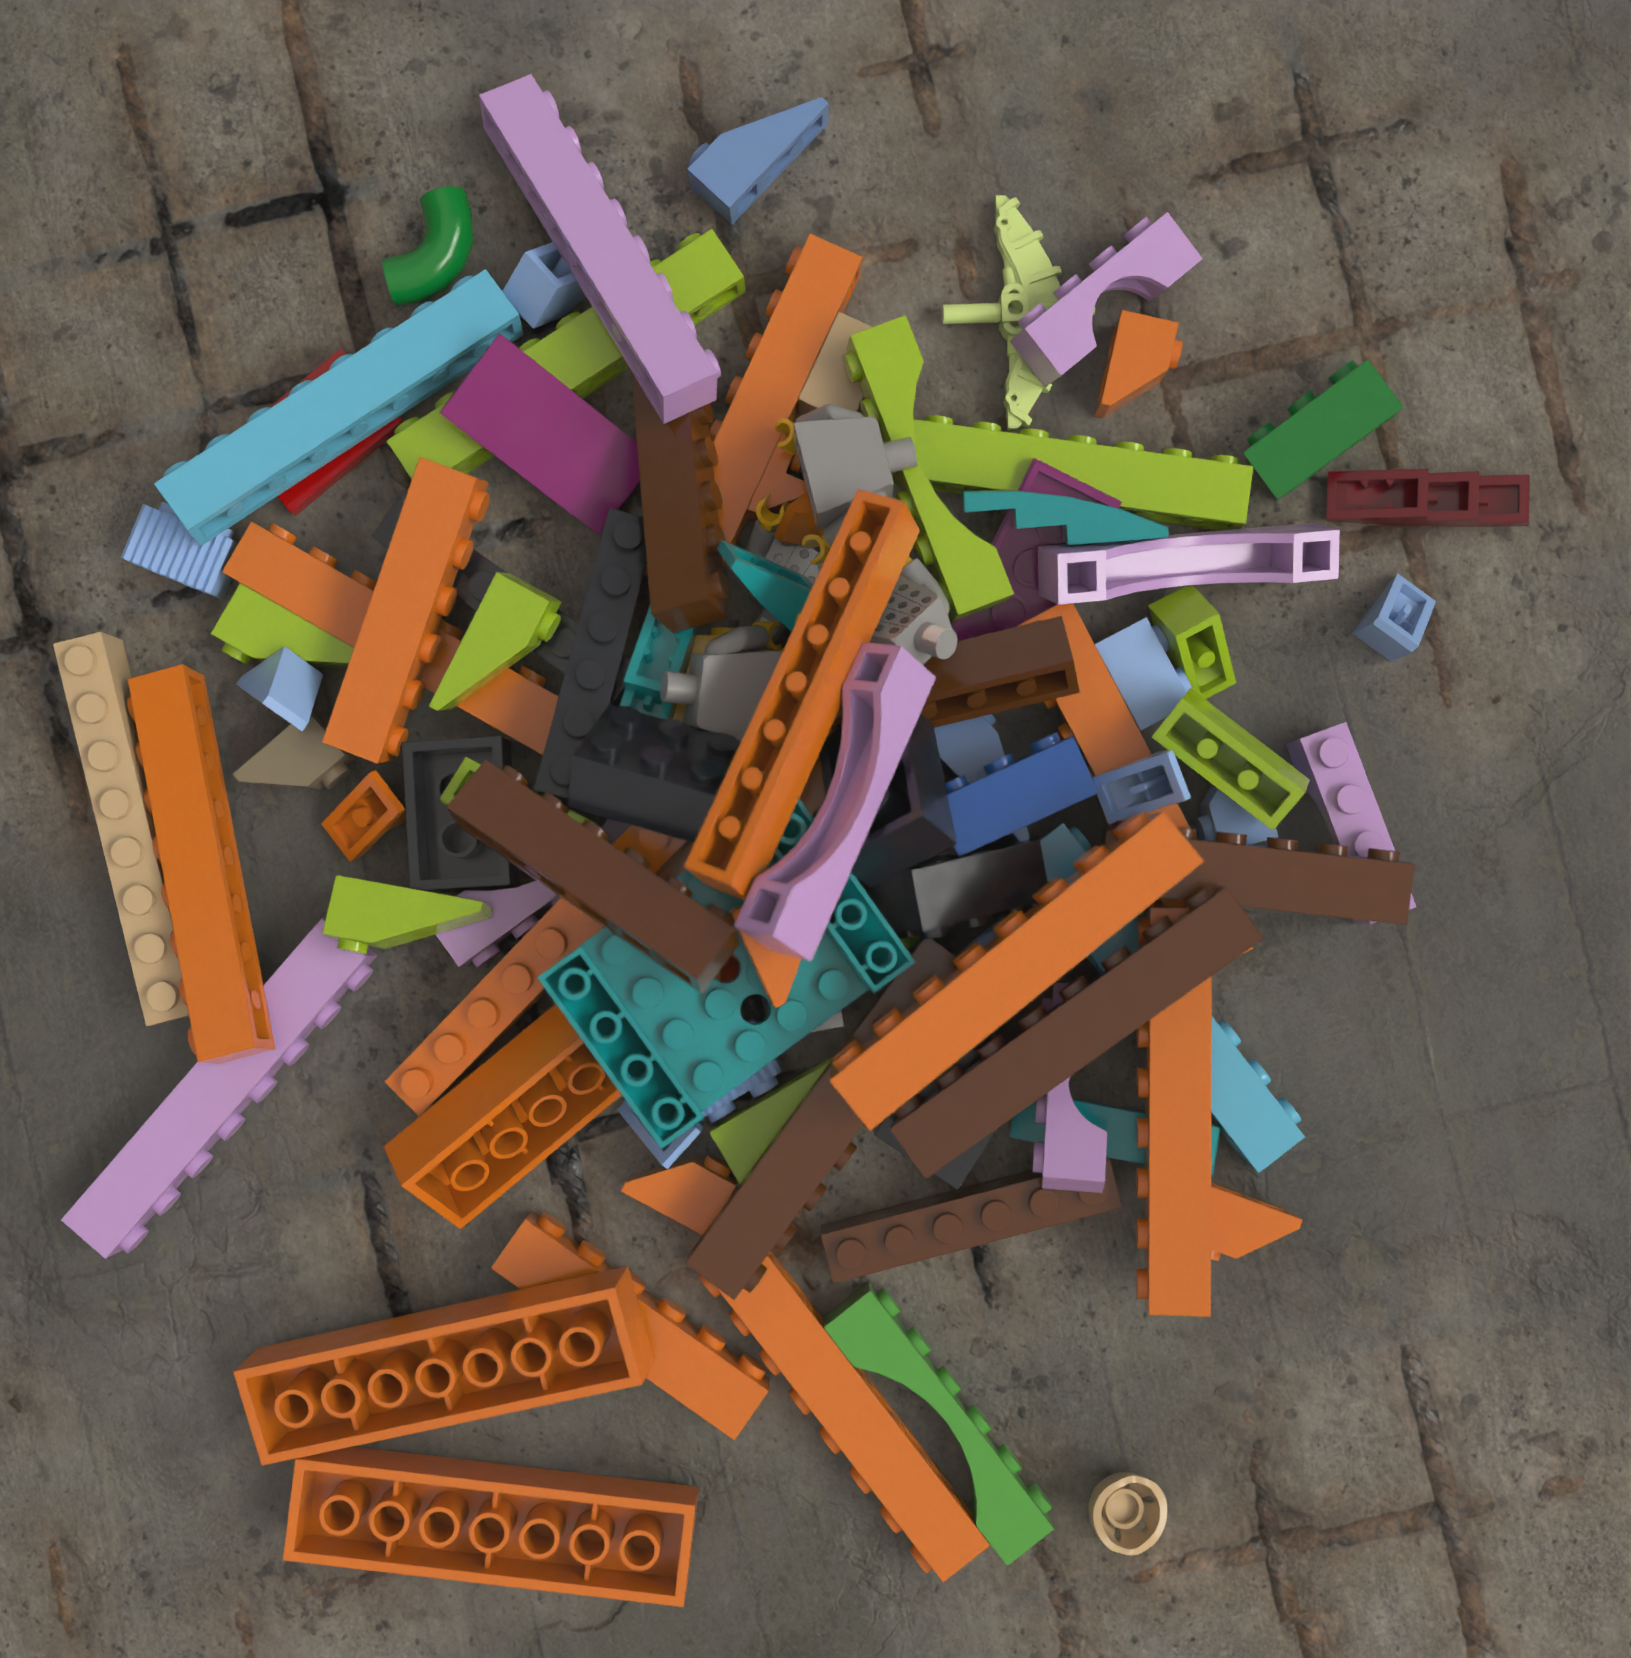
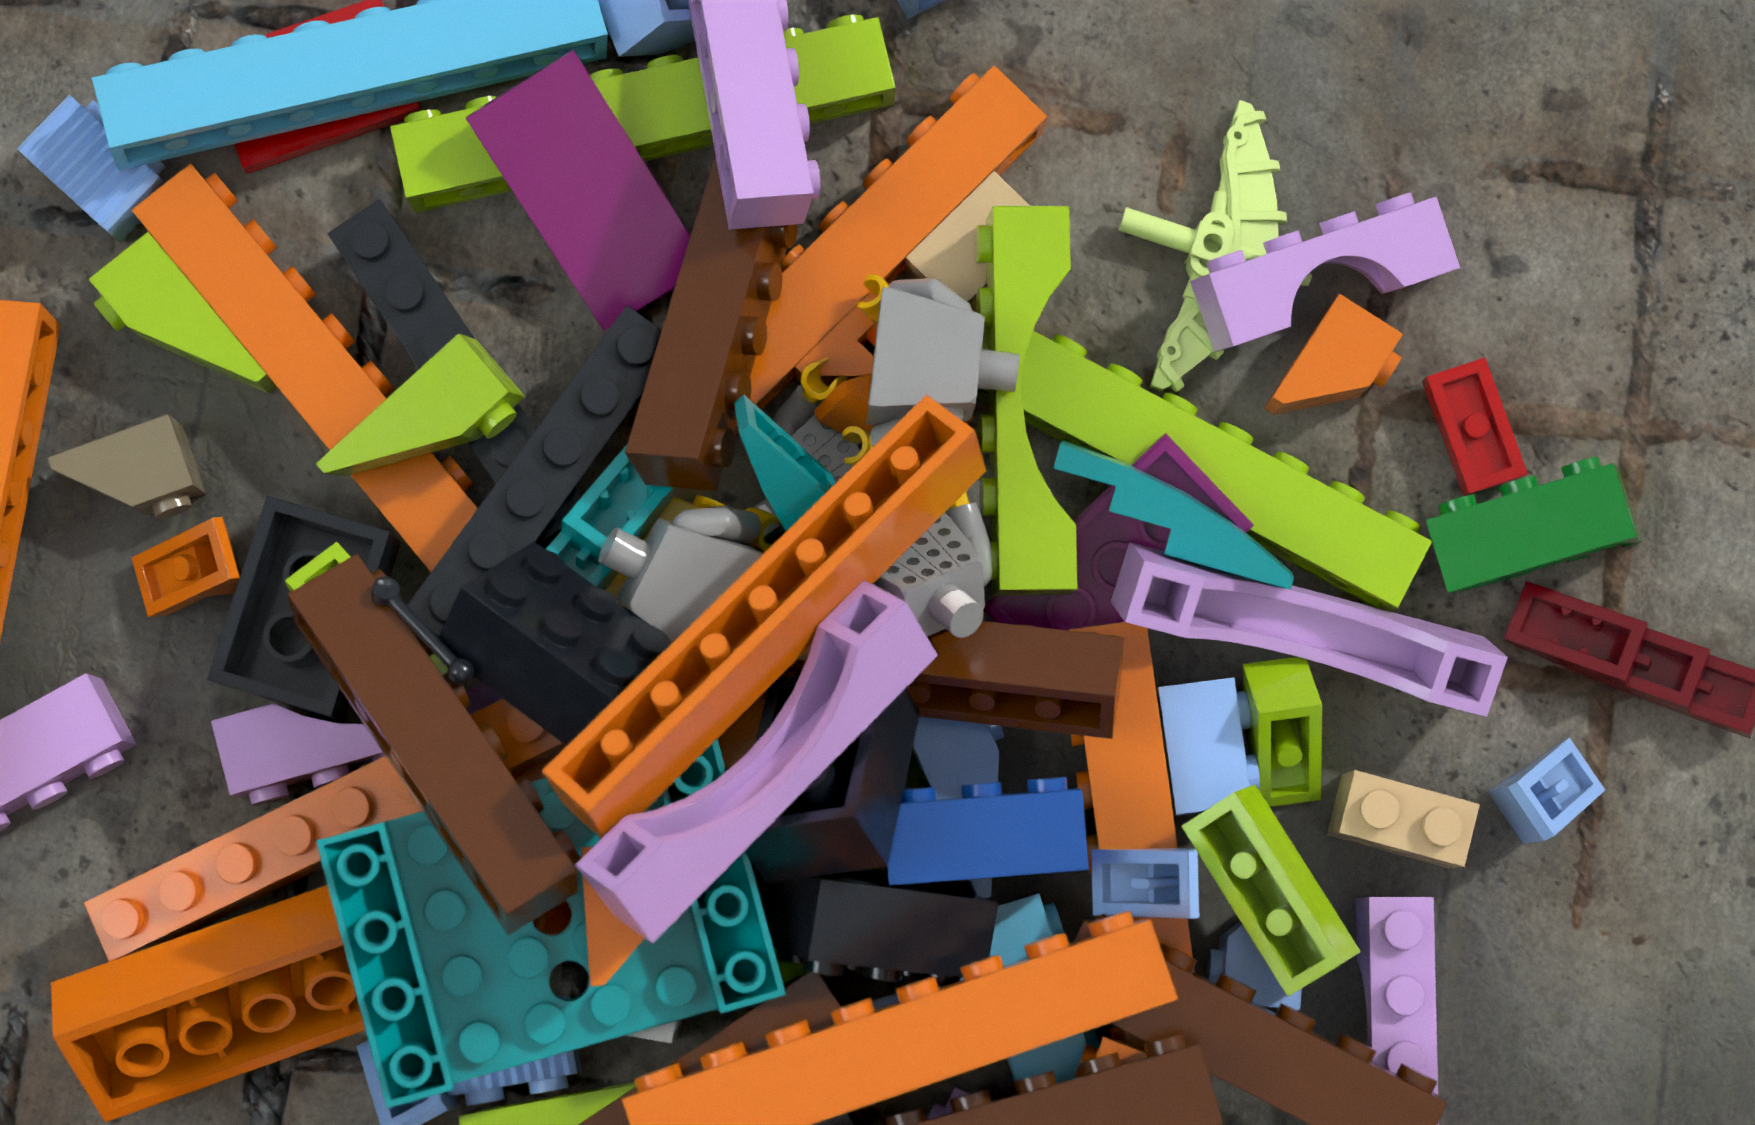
camera: 15 degrees right, 5 degrees down
(285, 686) = (152, 375): light blue slope -> none
(391, 915) = (171, 701): lime slope -> none
(406, 612) = (333, 341): orange brick -> none
(518, 780) = (385, 593): none -> black hinge
(1251, 373) = (1474, 427): none -> red plate
(1302, 674) = (1403, 819): none -> tan brick

